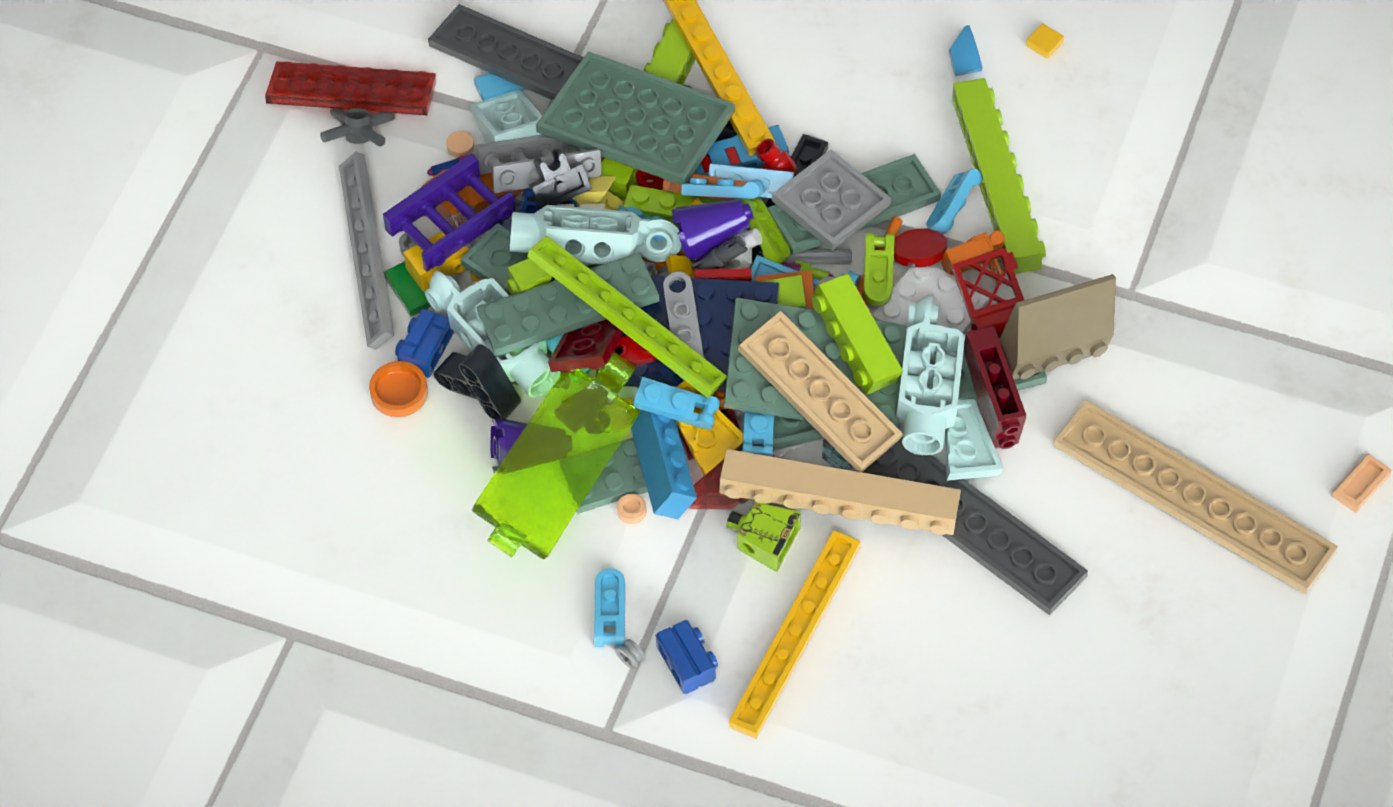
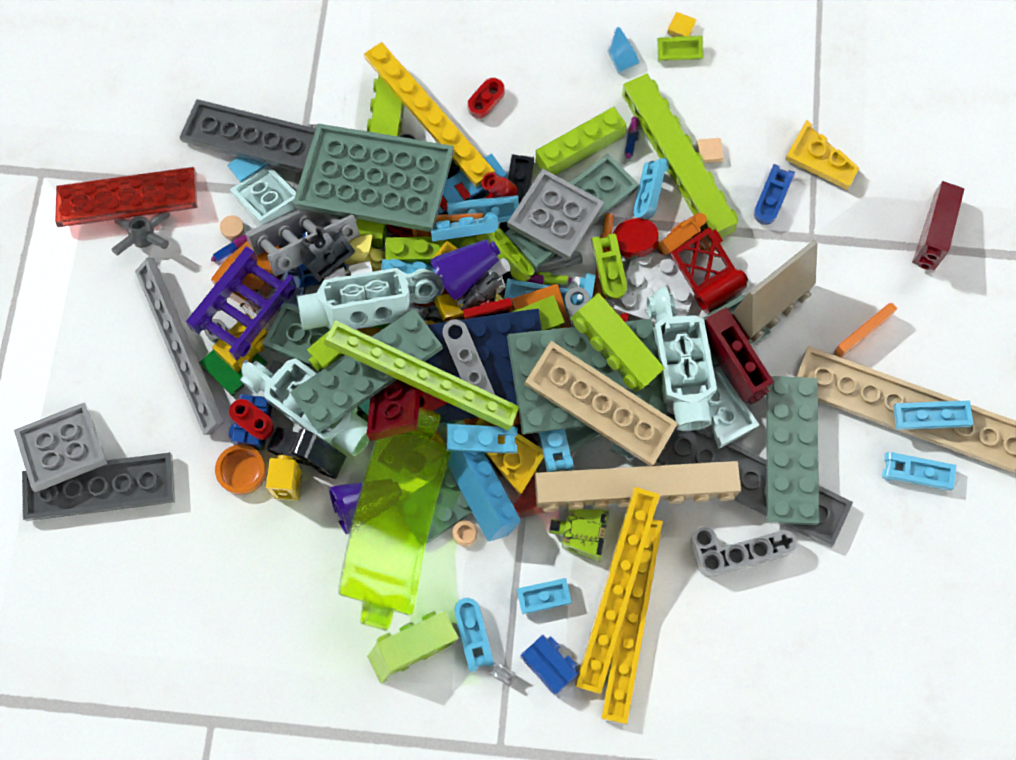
camera: 15 degrees left, 15 degrees up
(207, 320) = (59, 447): none -> light grey plate
(236, 371) = (113, 486): none -> dark grey plate
(424, 332) = (250, 418): none -> red plate
(445, 403) = (284, 478): none -> yellow brick
(536, 599) = (411, 644): none -> lime wedge
(701, 588) = (544, 596): none -> medium azure plate
(784, 591) = (617, 590): none -> yellow plate
(789, 70) = (483, 97): none -> red plate
(888, 135) = (581, 142): none -> lime brick
(945, 588) = (744, 548): none -> light grey beam
(951, 144) = (633, 136): none -> clear blue piece
(1031, 500) = (792, 451): none -> sand green plate
(1034, 63) = (679, 48): none -> lime tile
(1037, 177) = (710, 150): none -> light nougat tile
(1096, 237) = (772, 195): none -> blue plate
(1160, 399) = (865, 330): none -> orange tile
(1164, 209) = (819, 157): none -> yellow wing
(1177, 557) = (919, 471): none -> medium azure plate
(1207, 497) = (932, 415): none -> medium azure plate
(1280, 308) = (939, 226): none -> dark red slope

